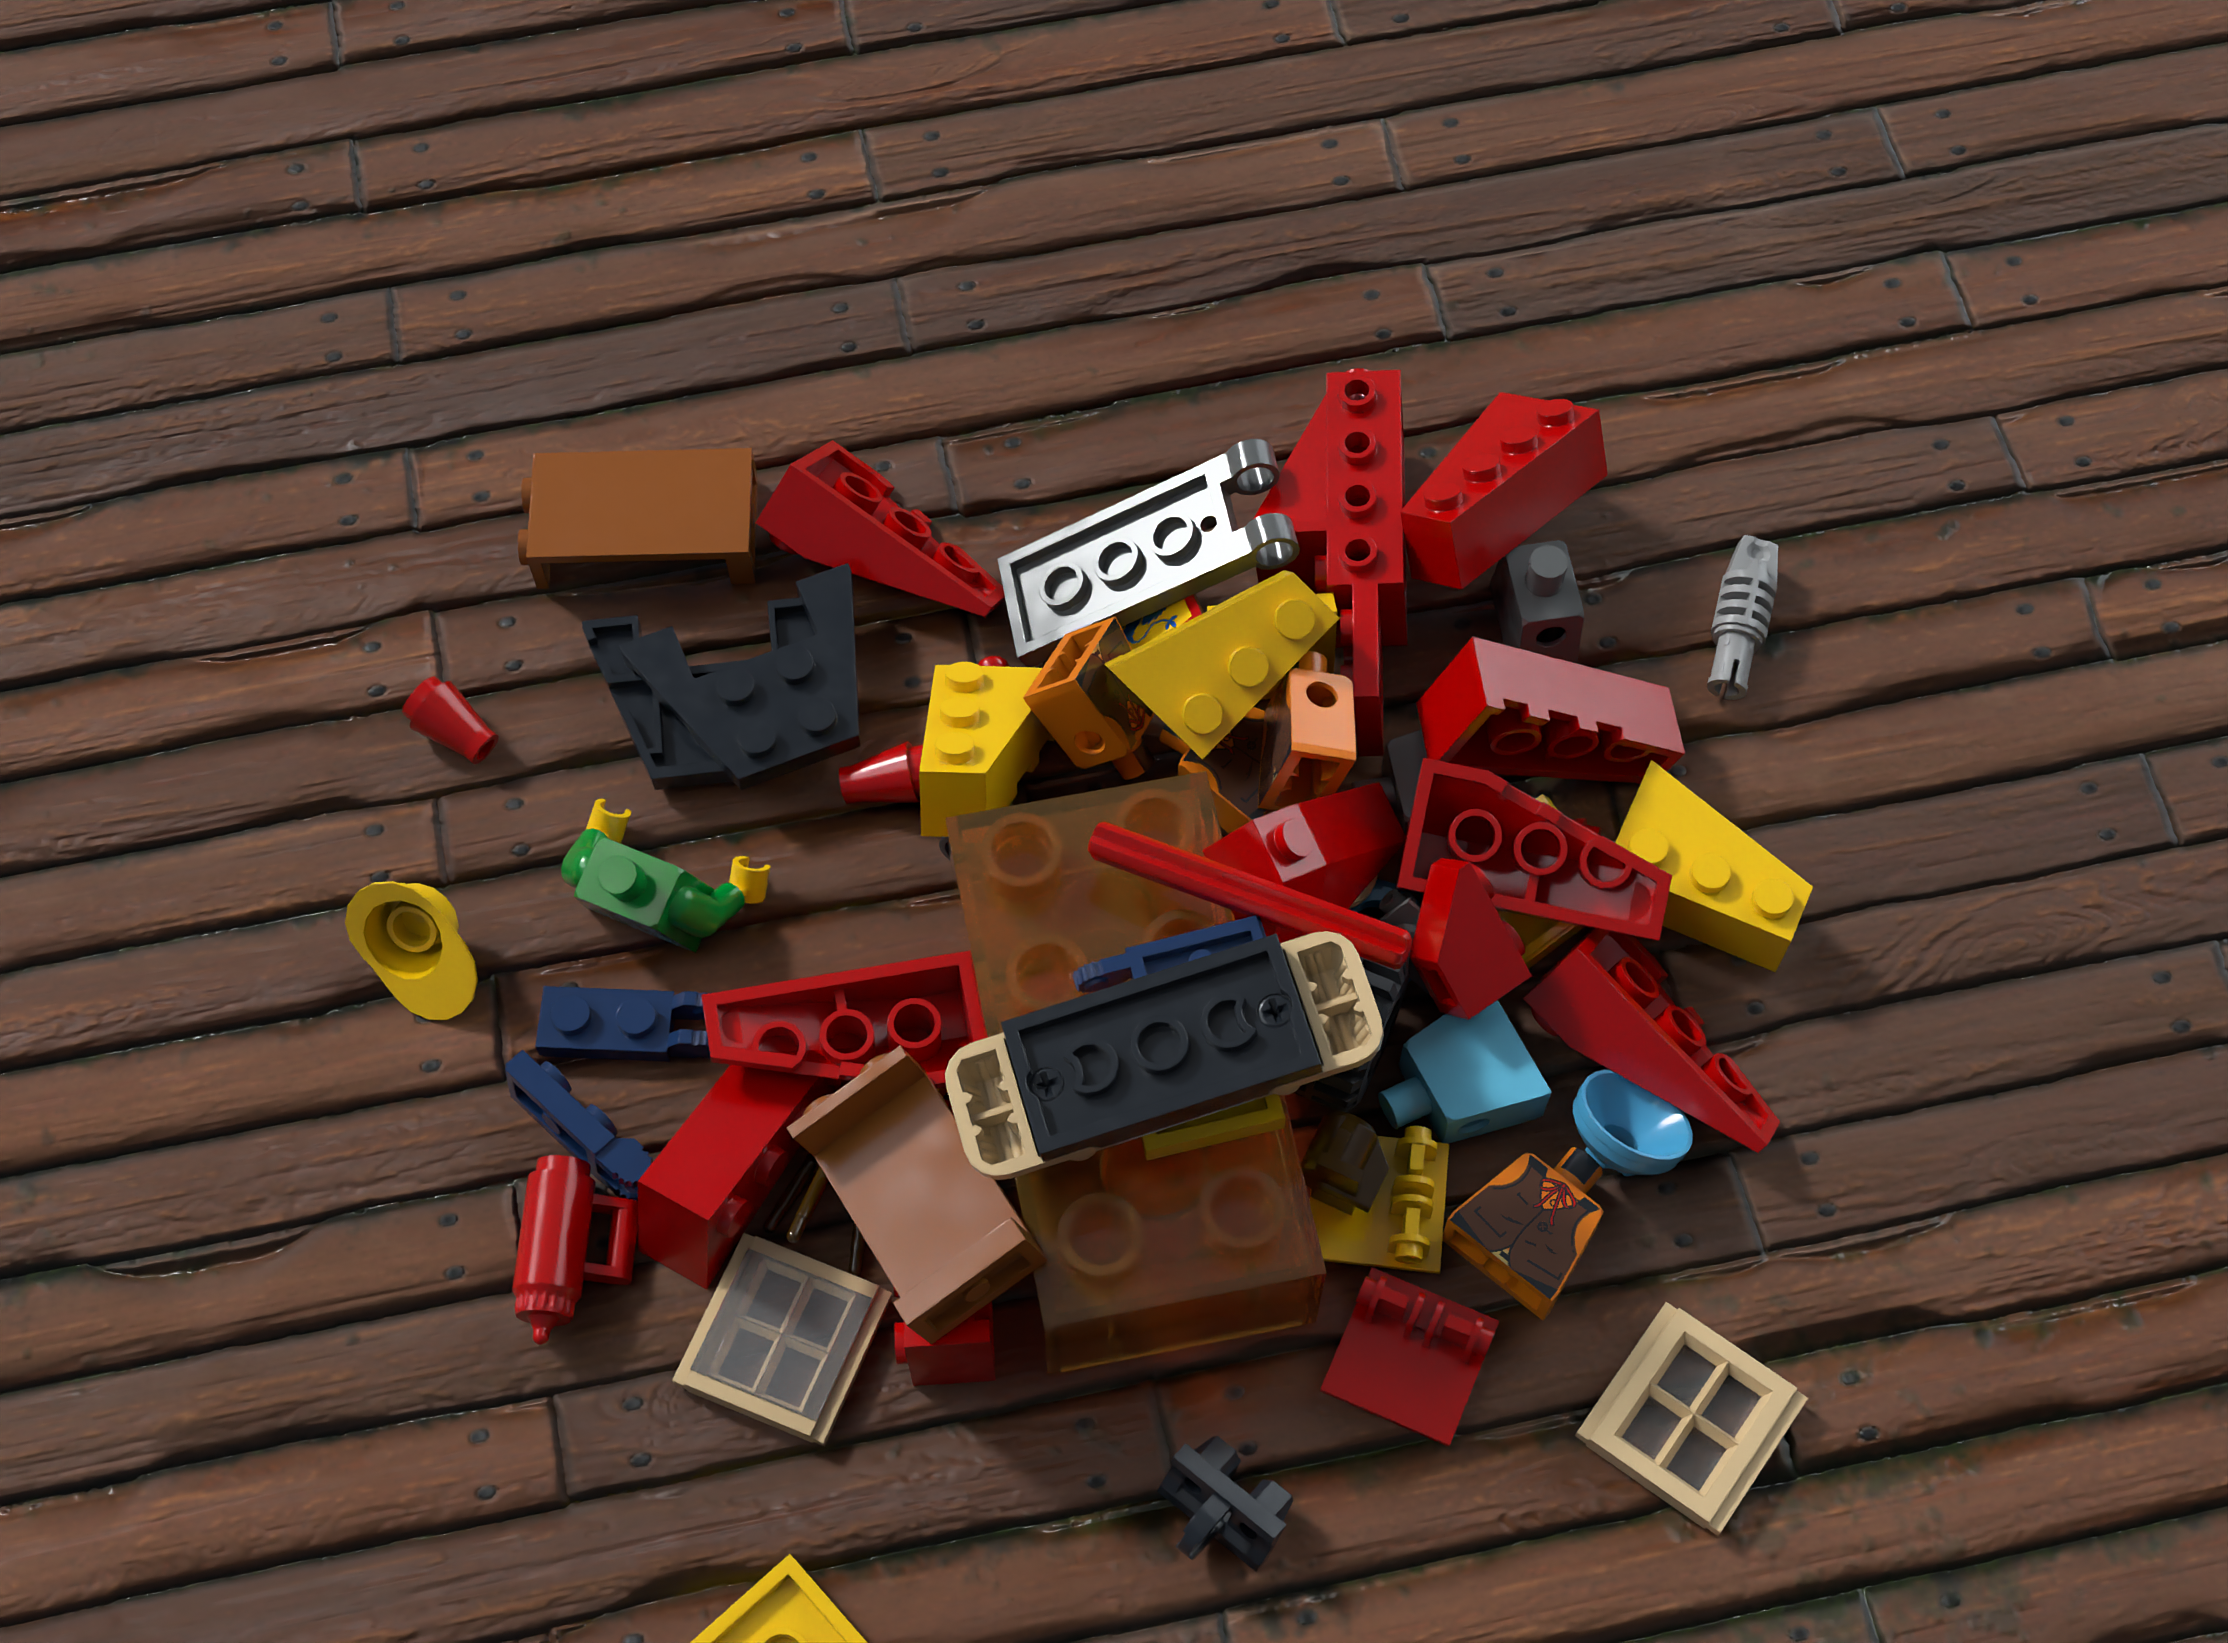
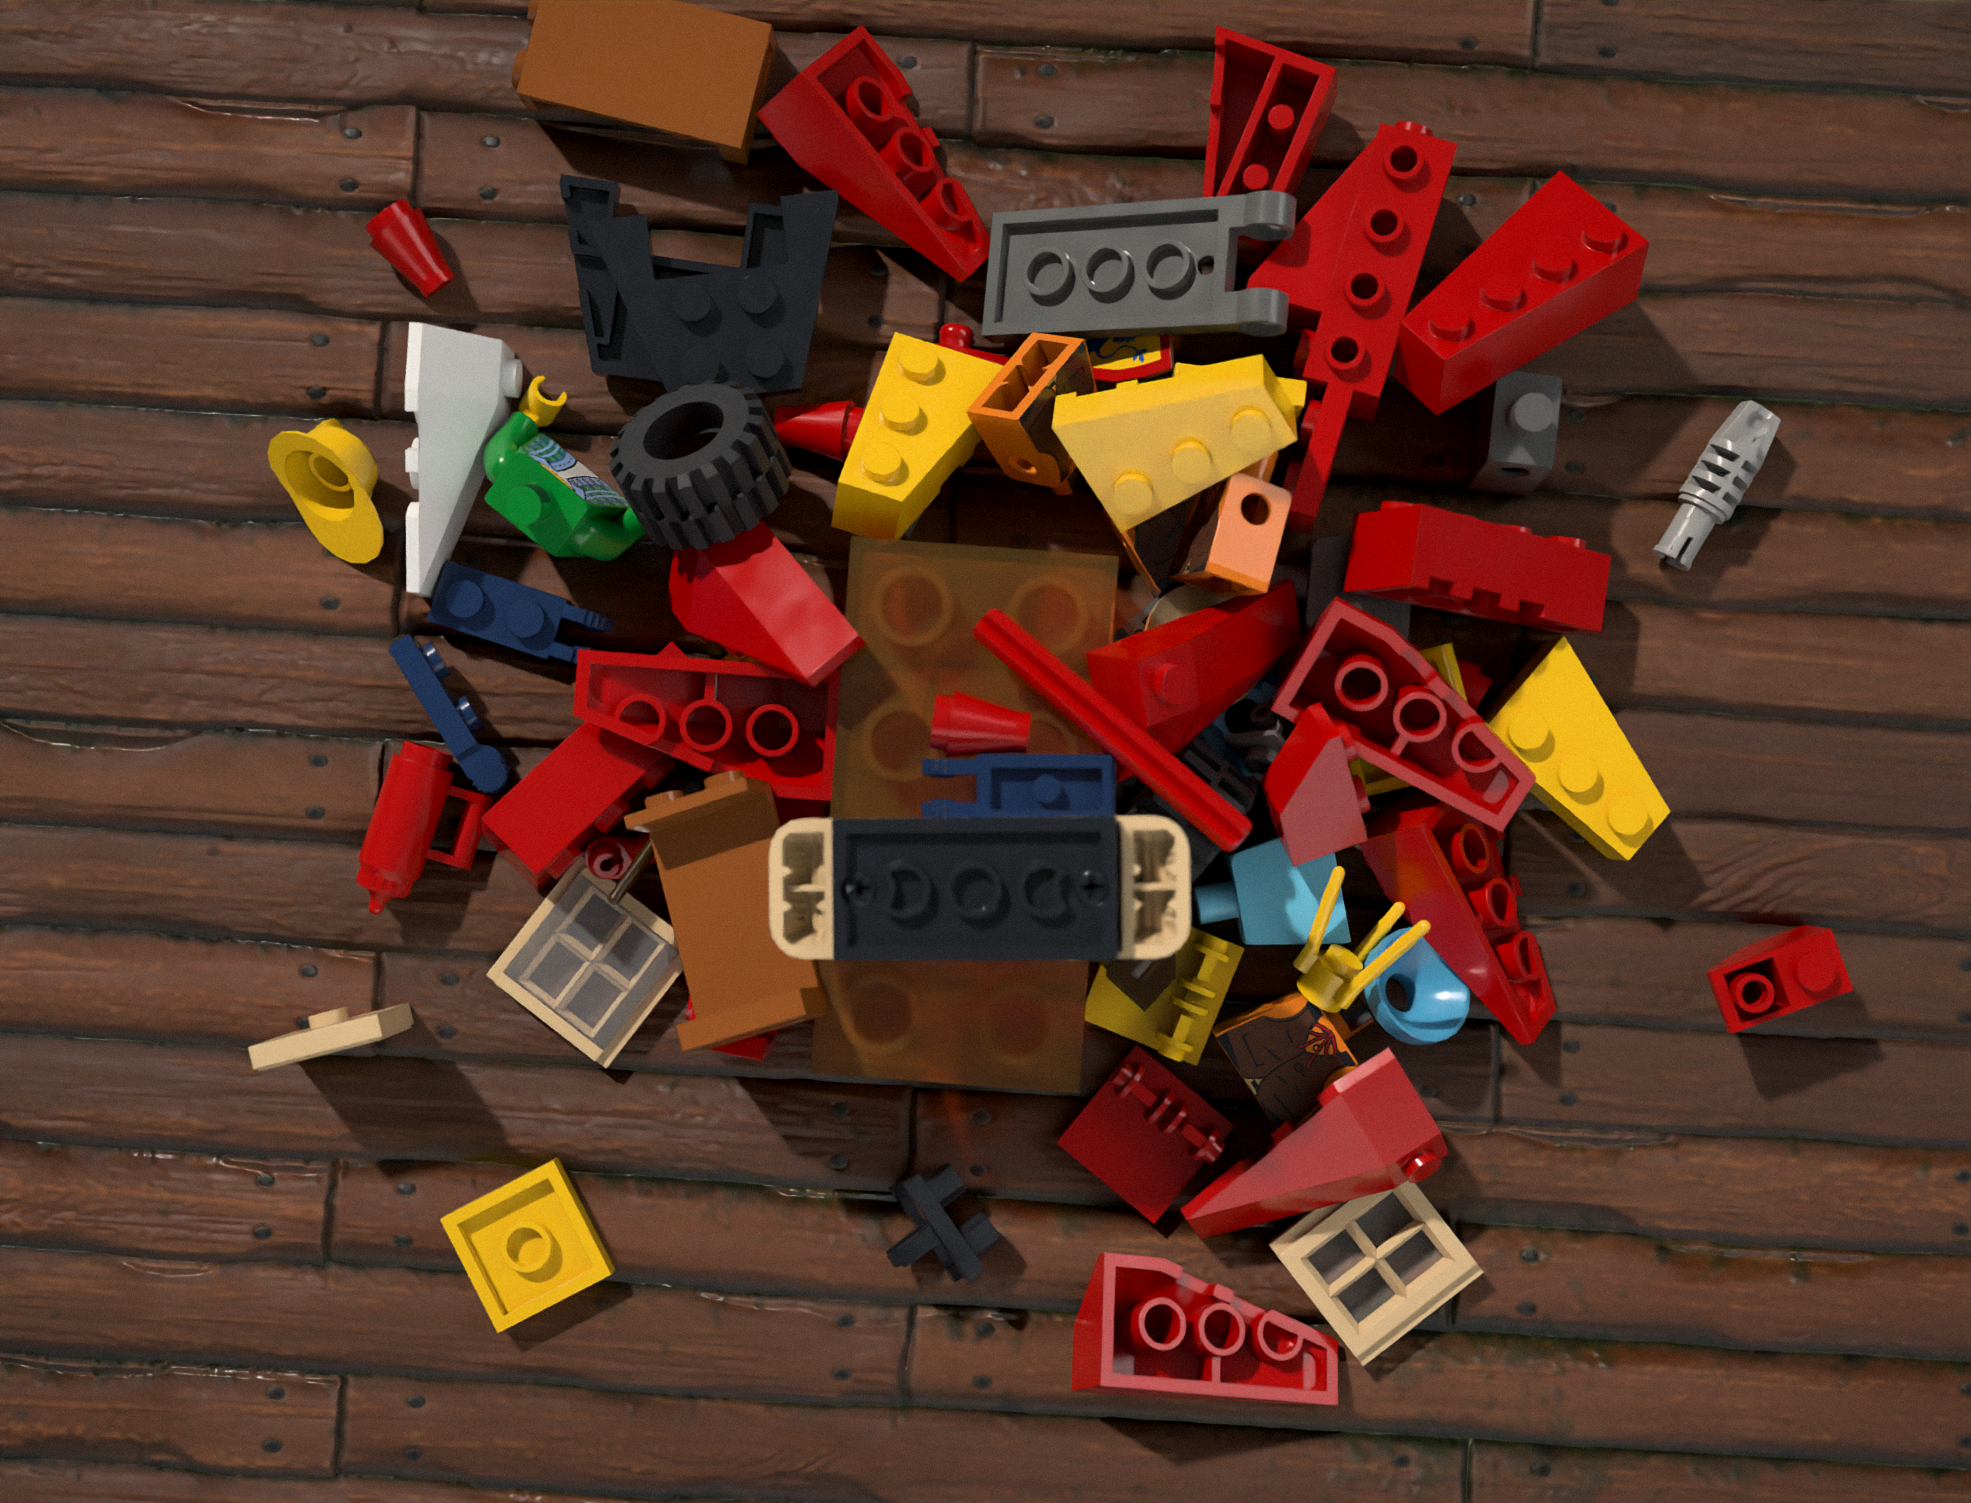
camera: 15 degrees right, 25 degrees up
(522, 1468) = (330, 1033): none -> tan plate
(530, 831) = (460, 399): none -> white wedge
(774, 1217) = (612, 855): none -> red arm
(781, 809) = (701, 464): none -> black tyre
(852, 901) = (760, 605): none -> red wedge
(1109, 927) = (976, 726): none -> red cone
(1218, 403) = (1263, 122): none -> red wedge
(1513, 1557) = (1176, 1336): none -> red wedge
(1547, 1126) = (1333, 976): none -> yellow plant
(1619, 1297) = (1357, 1145): none -> red wedge
(1983, 1017) = (1778, 977): none -> red slope

